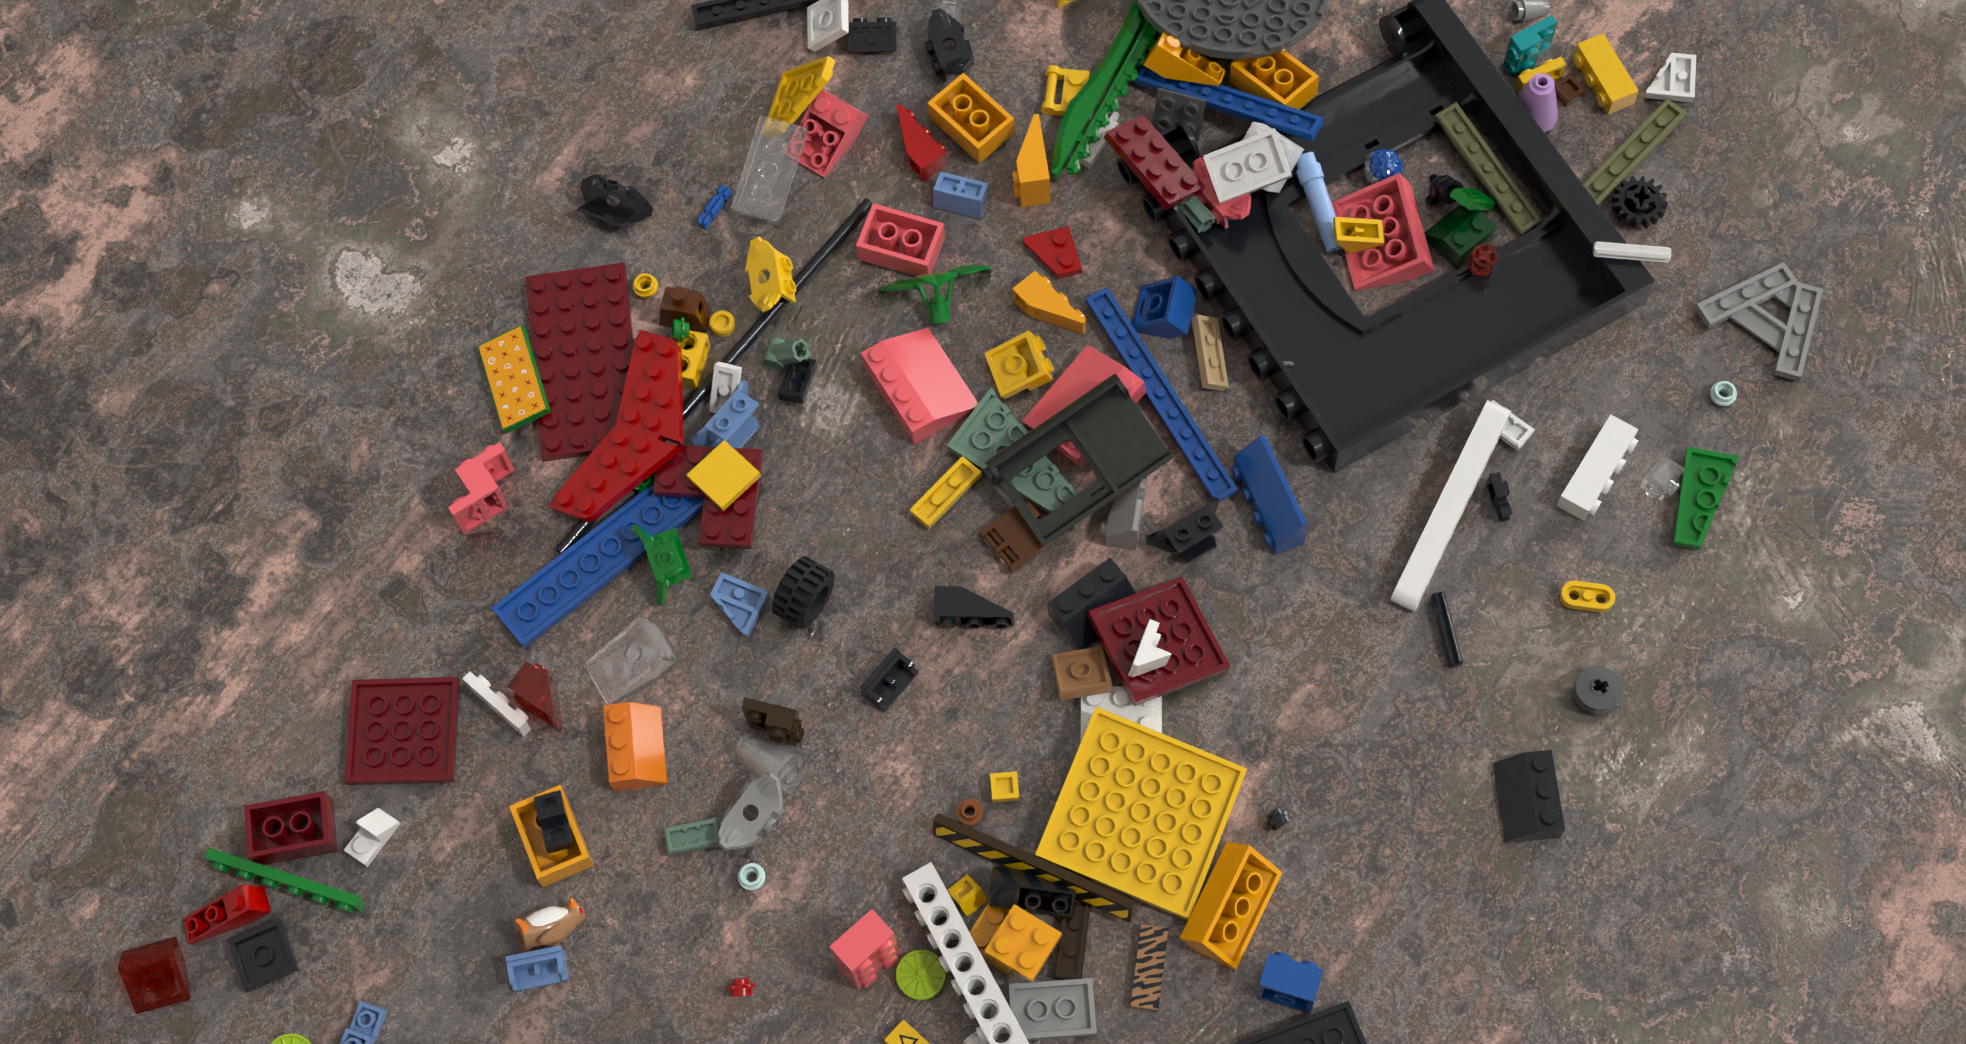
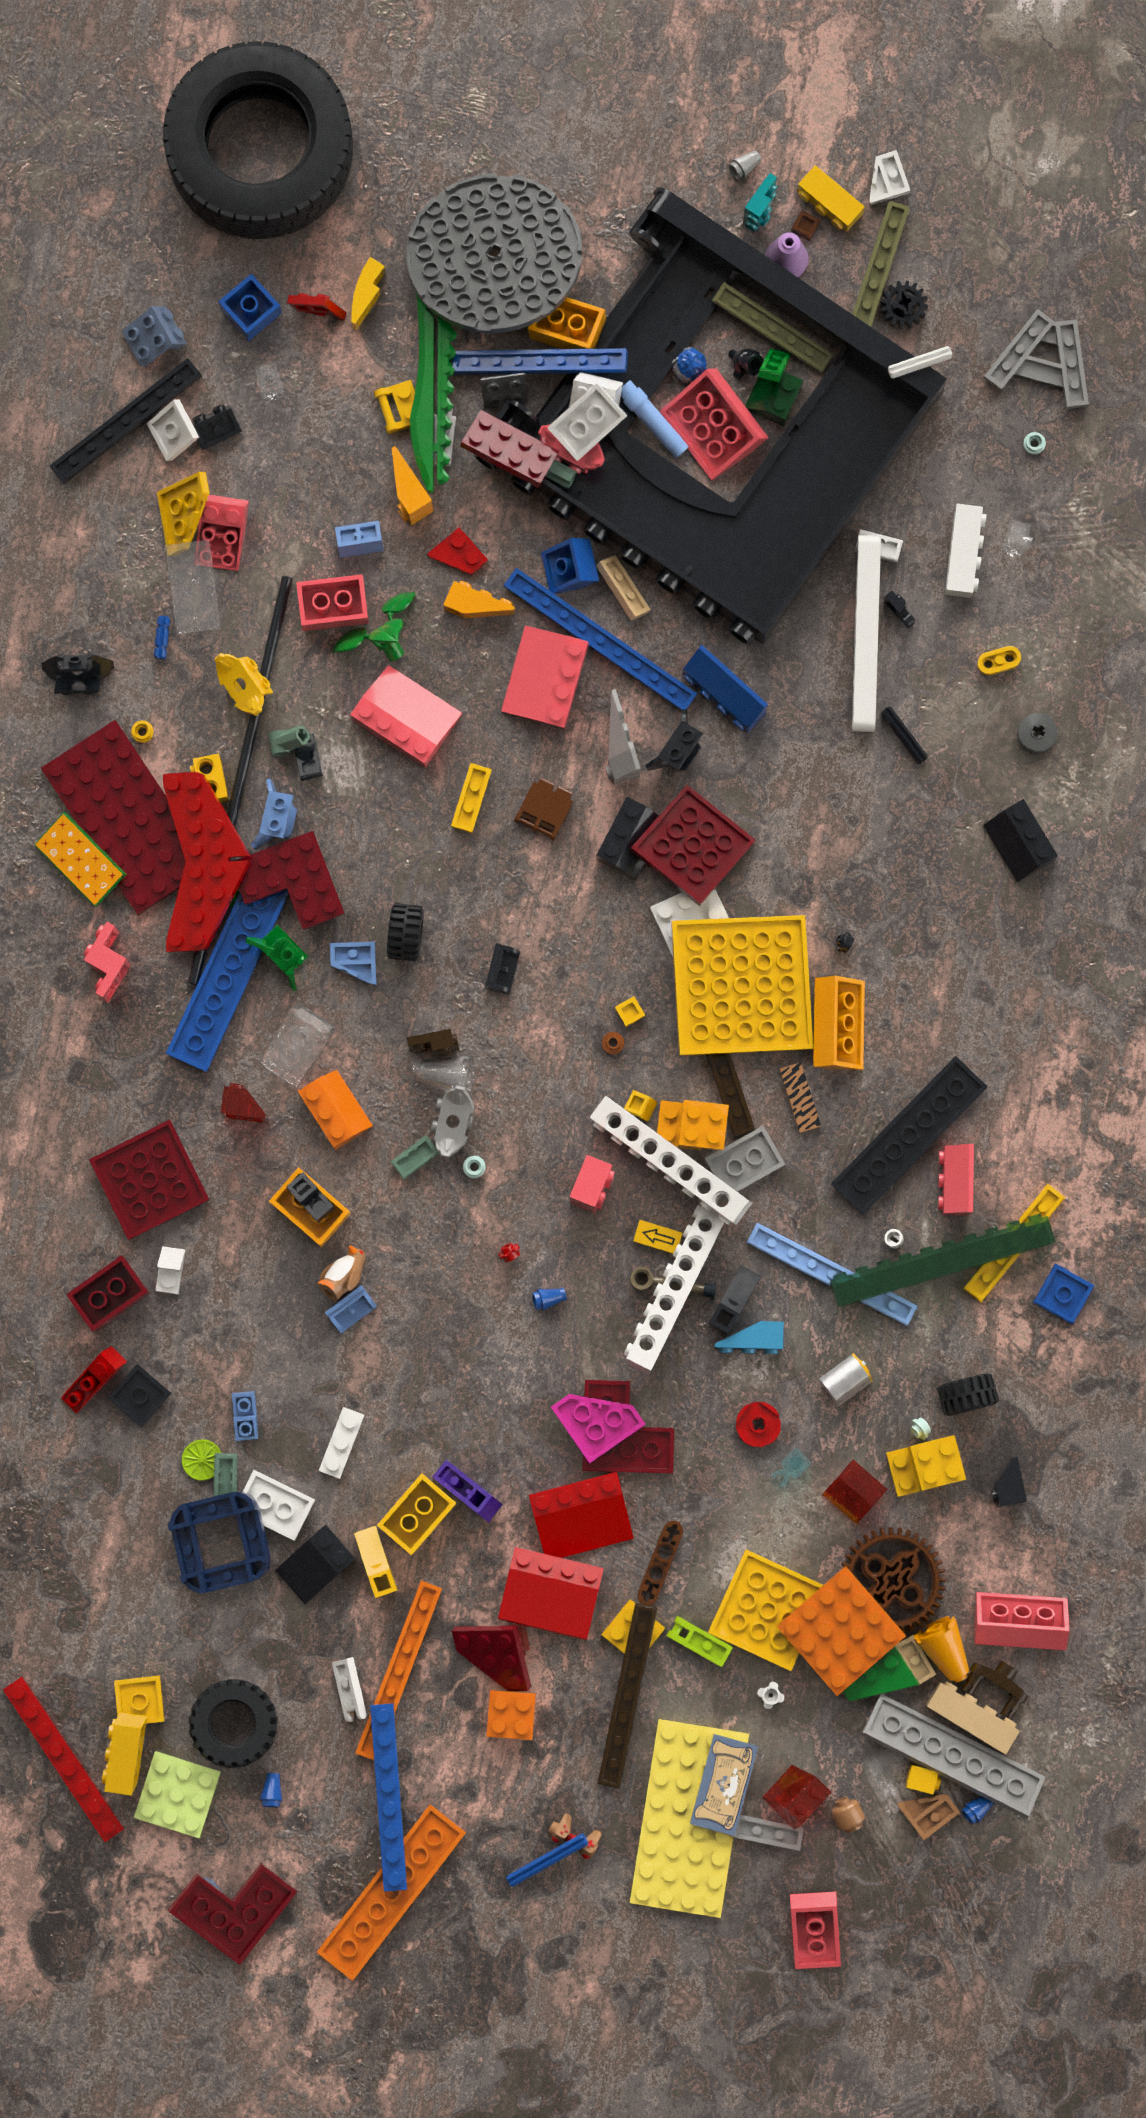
camera: 30 degrees left, 15 degrees up
(155, 975) = (66, 1448): clear red slope -> none
(294, 884) = (114, 1336): green plate -> none
(497, 702) = (211, 1124): white plate -> none
(680, 329) = (197, 760): green plate -> none
(687, 304) = (187, 740): reddish brown torso -> none
(722, 323) = (221, 735): yellow tile -> none
(723, 475) = (296, 867): yellow tile -> none
(725, 382) = (255, 791): white slope -> none
(920, 975) = (635, 1181): lime wheel -> none
(922, 152) = (307, 513): red slope -> none
(942, 28) = (298, 424): black piece -> none
(962, 607) = (531, 885): black slope -> none
(971, 118) = (336, 467): light orange brick -> none
(990, 431) = (504, 744): sand green wing -> none
(1014, 858) = (681, 1063): dark brown tile -> none
(1019, 364) = (478, 666): yellow plate -> none
(1029, 892) = (687, 1084): black slope -> none
(1081, 673) = (646, 896): medium nougat plate -> none
(1108, 435) = (586, 702): pearl dark grey piece -> none
(1148, 655) = (691, 863): white slope -> none
(1178, 63) = (479, 347): light orange slope -> none
(1289, 982) = (908, 1063): blue brick -> none
(1358, 233) = (696, 434): yellow slope -> none
(1483, 253) = (805, 409): clear red wheel -> none
(1553, 68) = (773, 229): yellow plate -> none
(1700, 494) = (1050, 537): green wing -> none

